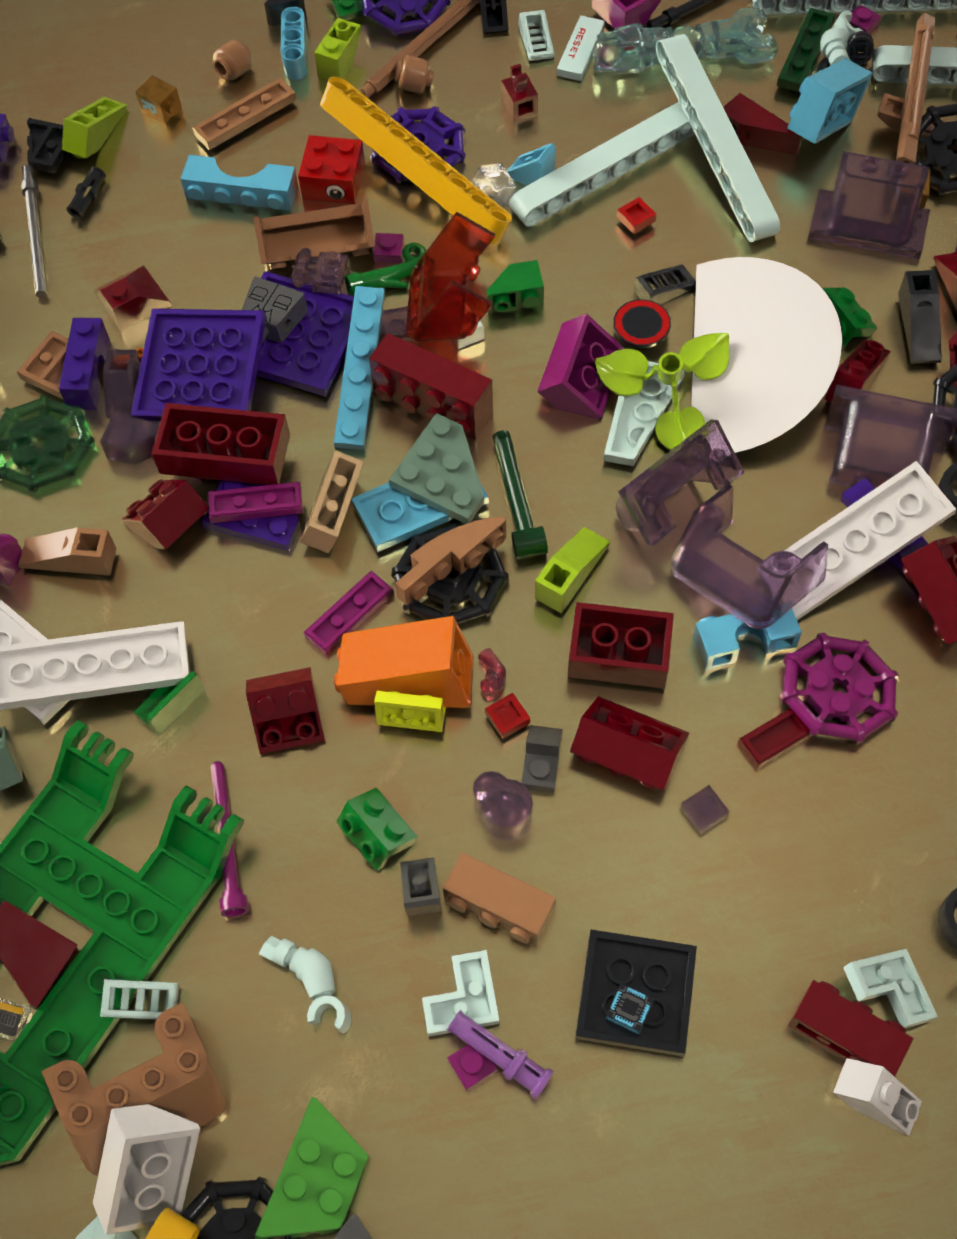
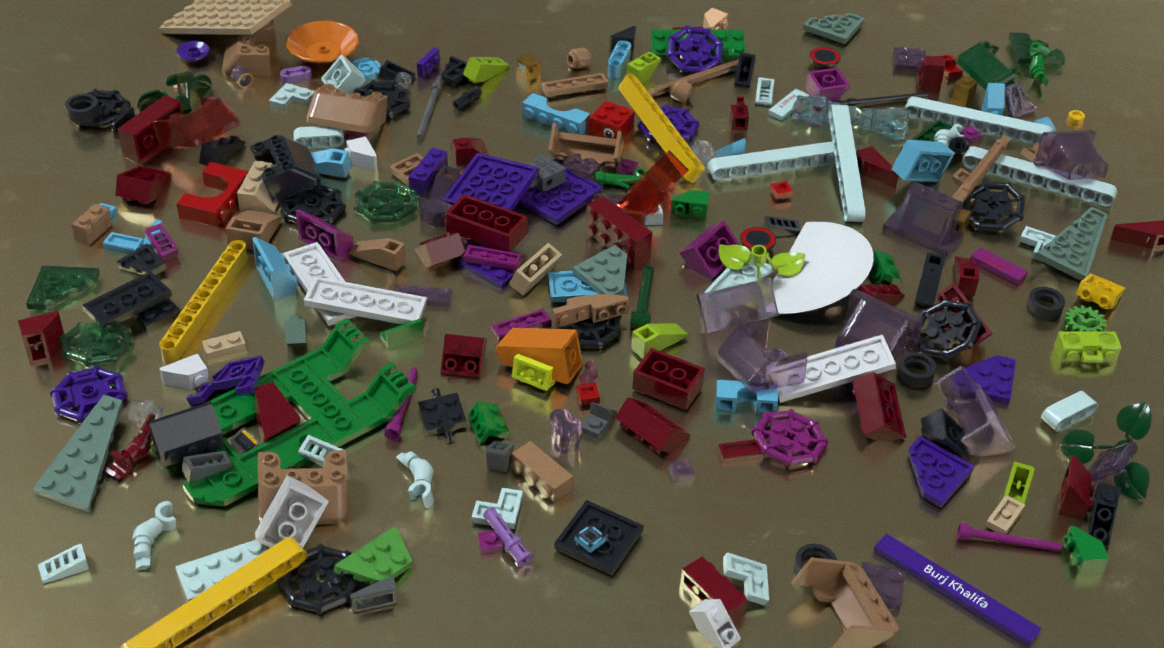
camera: 15 degrees right, 20 degrees down
(183, 605) = (434, 295): none -> clear purple plate
(297, 838) = (442, 414): none -> black plate
(357, 378) = (577, 221): medium azure plate -> none

